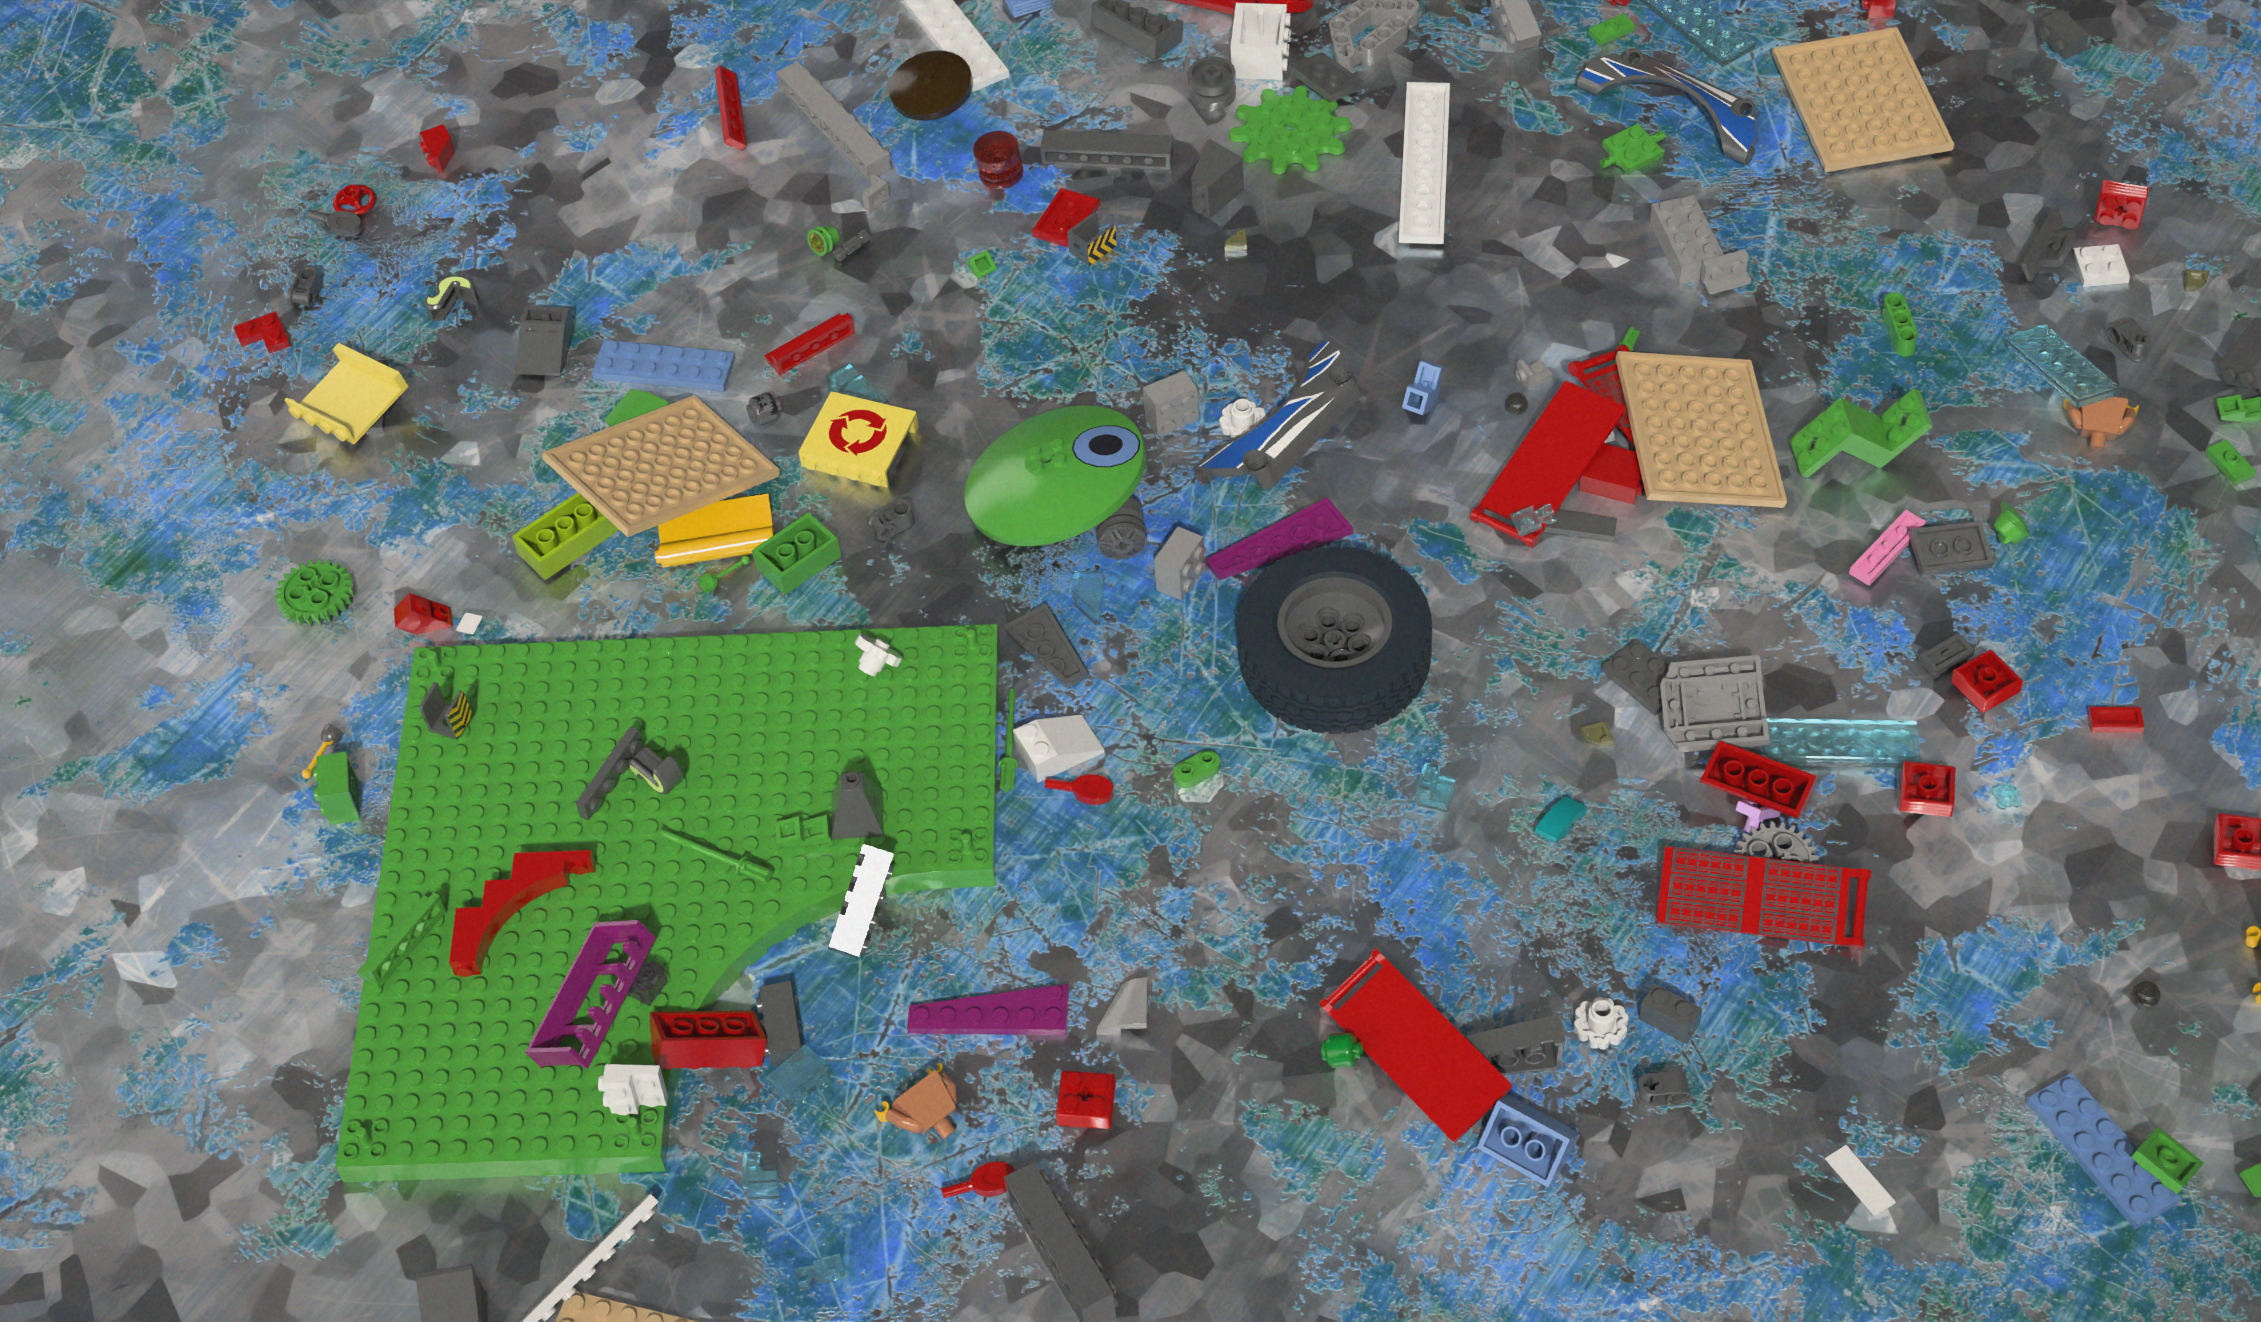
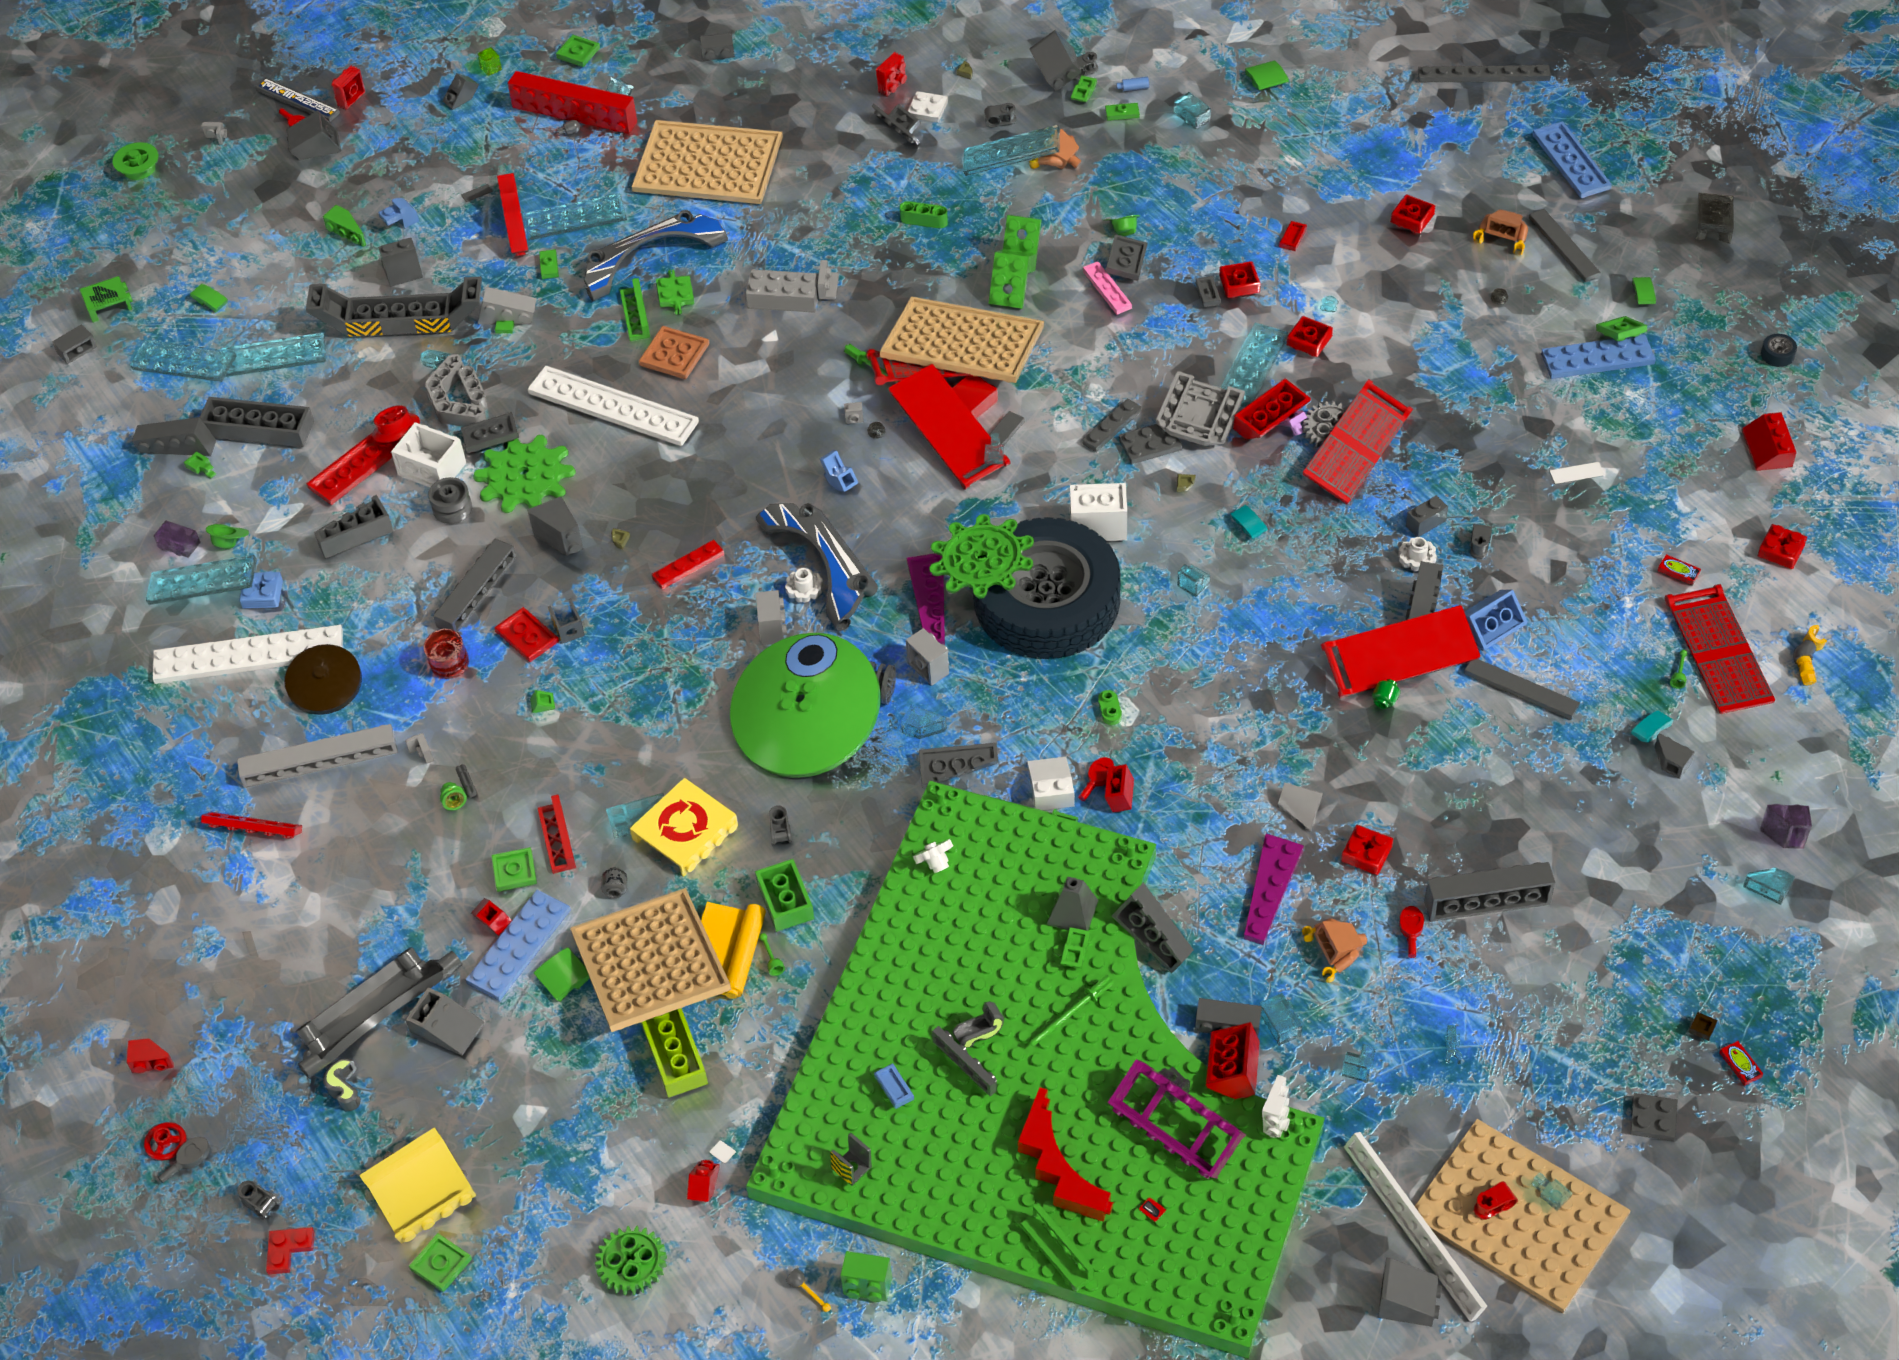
camera: 70 degrees left, 0 degrees up
(274, 448) = (440, 1262): none -> bright green plate
(482, 1017) = (1152, 1209): none -> sticker
(538, 276) = (368, 1005): none -> dark grey panel
(561, 723) = (894, 1086): none -> medium blue tile
(682, 327) = (491, 916): none -> red slope
(752, 324) = (514, 869): none -> bright green plate
(1067, 811) = (1119, 788): none -> red brick
(1227, 312) = (687, 564): none -> red plate
(1300, 534) = (967, 543): none -> bright green plate
(1428, 1210) = (1522, 688): none -> dark grey tile
(1477, 650) = (1101, 509): none -> white container
(1495, 31) = (504, 327): none -> bright green tile
(1535, 182) = (674, 352): none -> nougat plate
(1582, 128) = (639, 304): none -> bright green fence
(1654, 629) = (1111, 425): none -> dark grey plate

